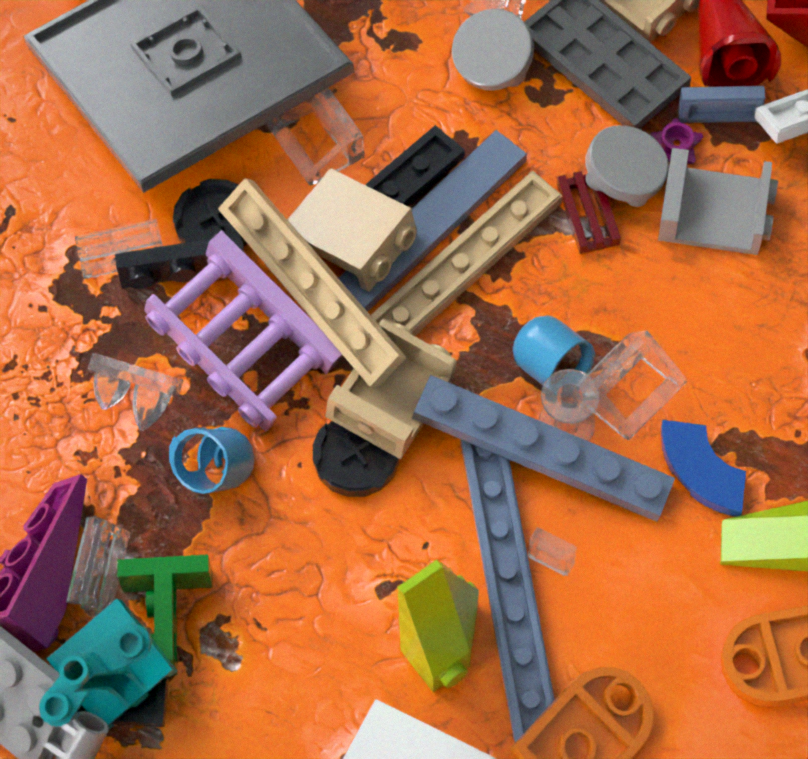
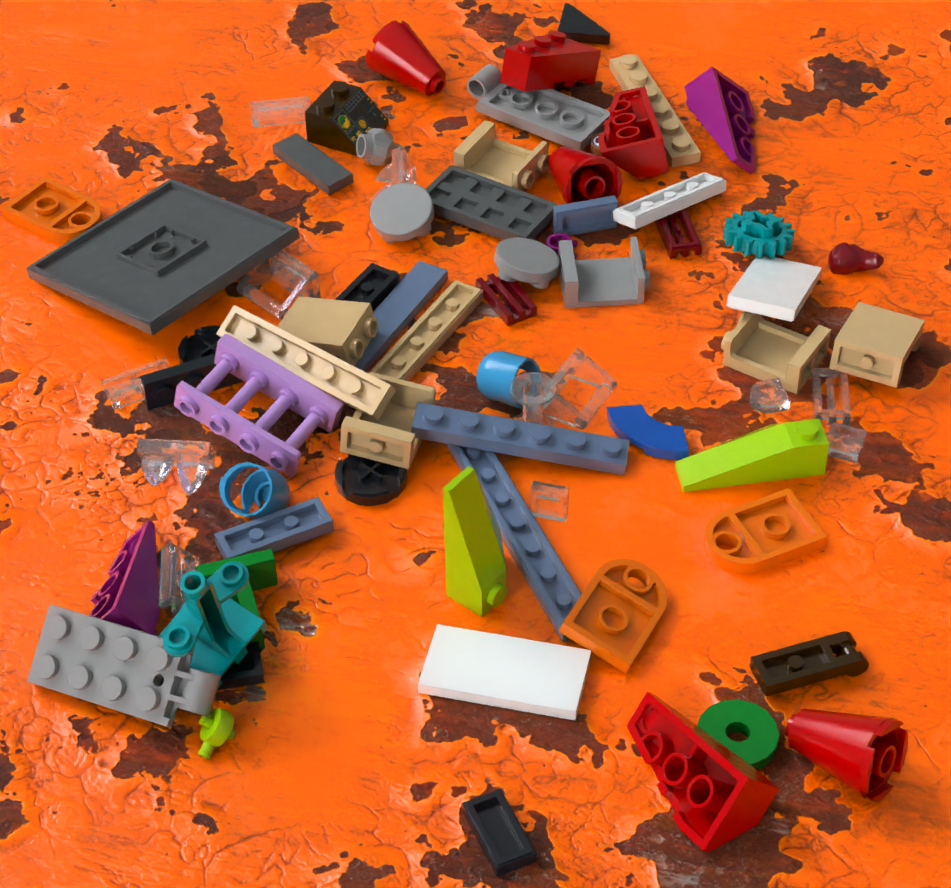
camera: 15 degrees left, 20 degrees down
(222, 517) = (276, 530): none -> sand blue plate

